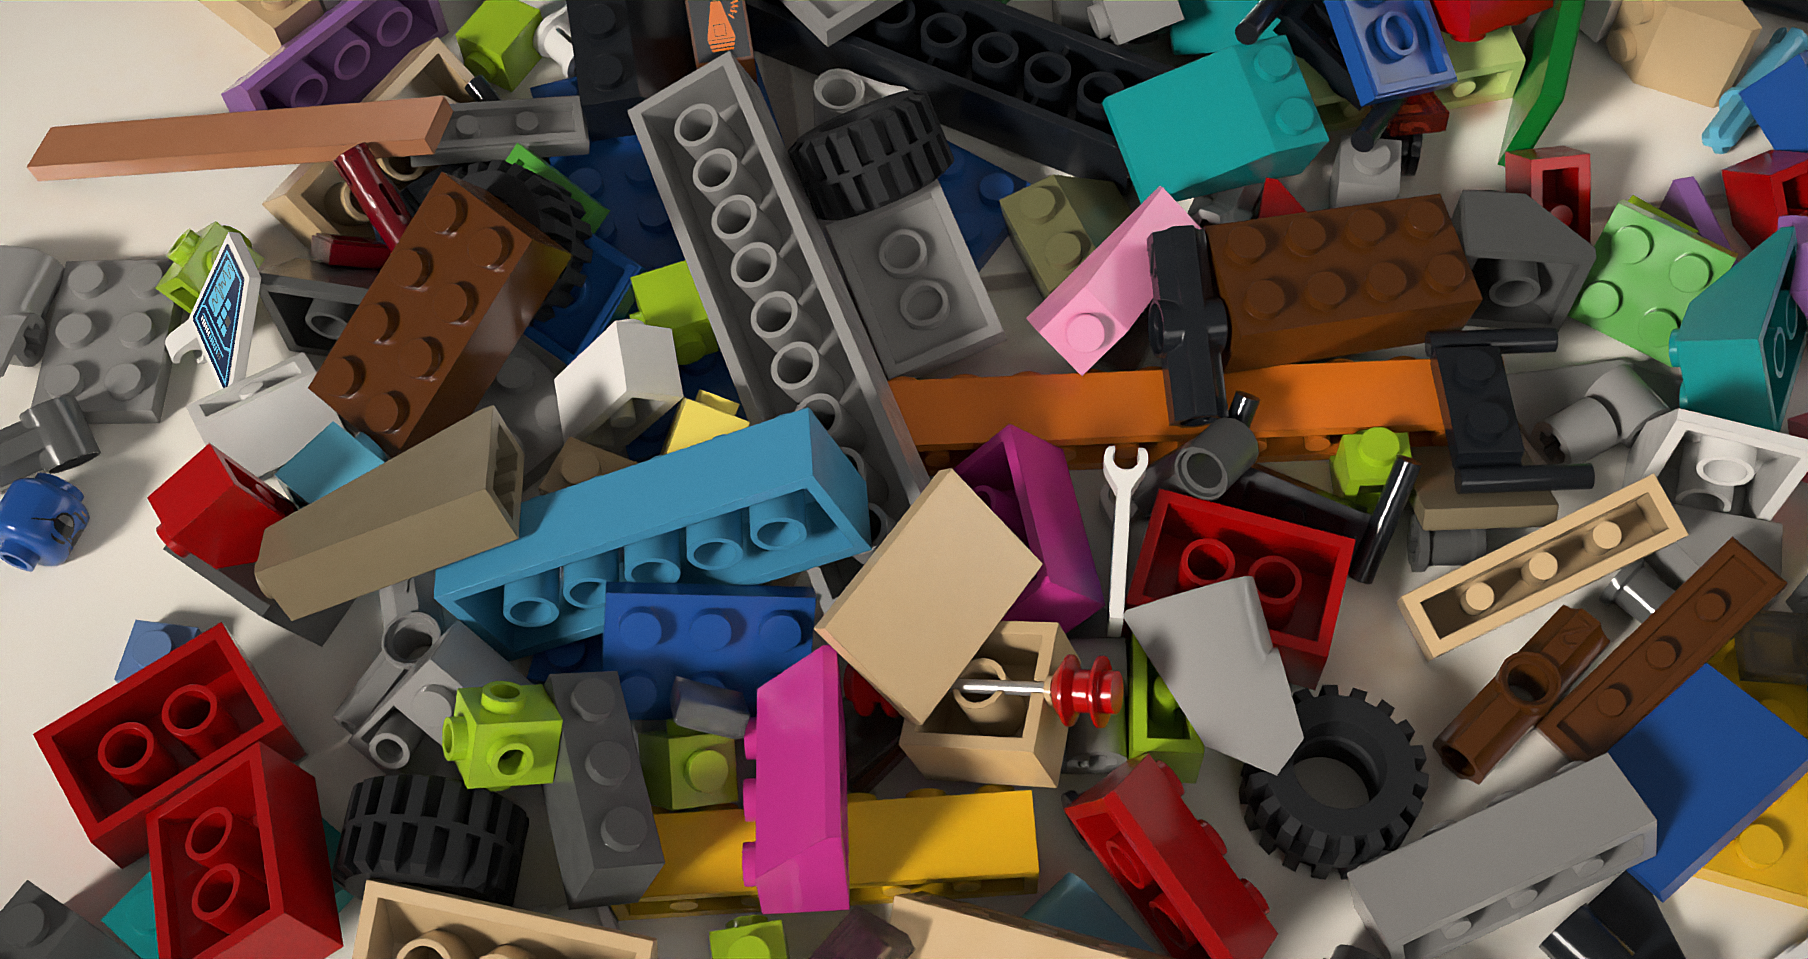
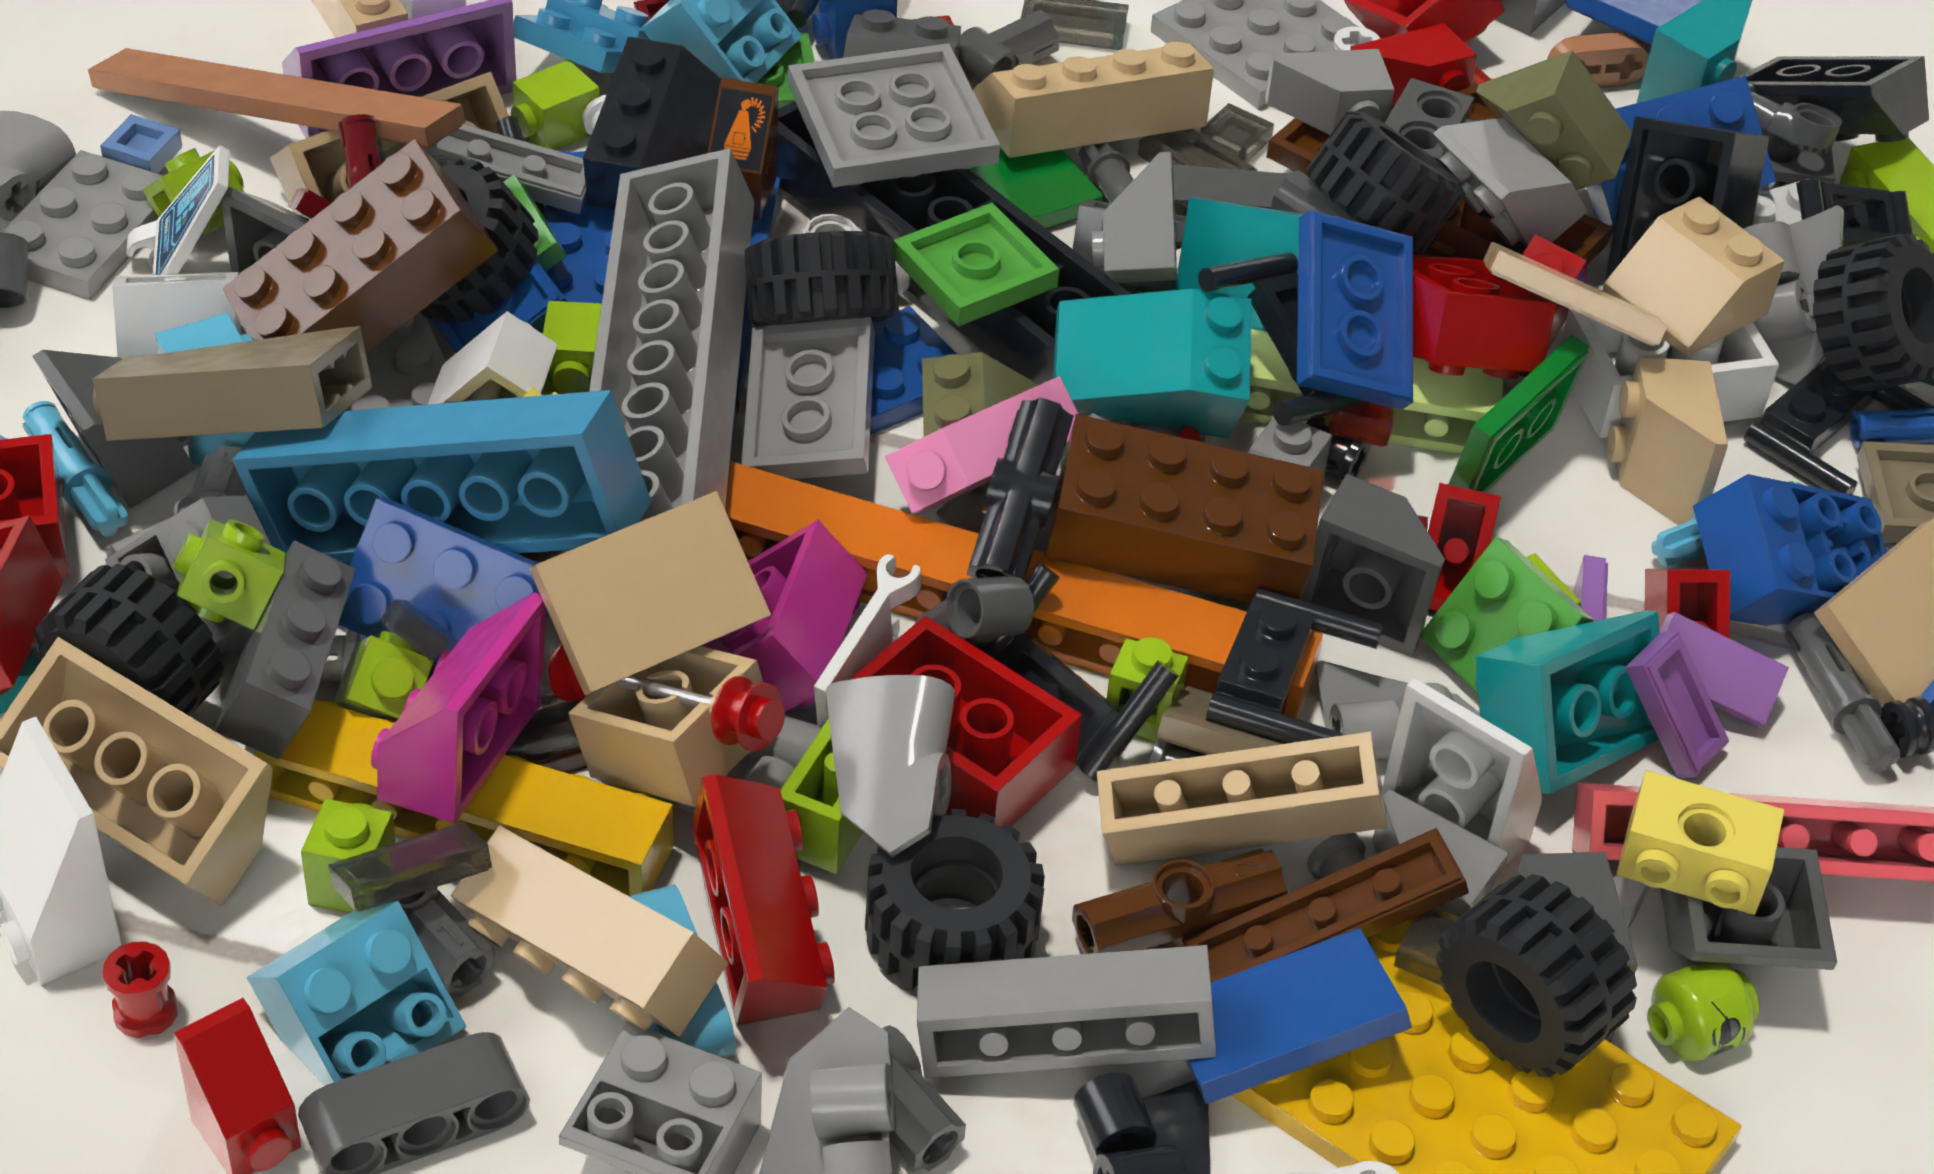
camera: 15 degrees right, 15 degrees down
(124, 232) = (142, 143): none -> medium blue plate
(216, 510) = (87, 331): red slope -> none
(264, 641) = (83, 482): none -> medium azure axle
(1007, 85) = (975, 264): none -> bright green plate

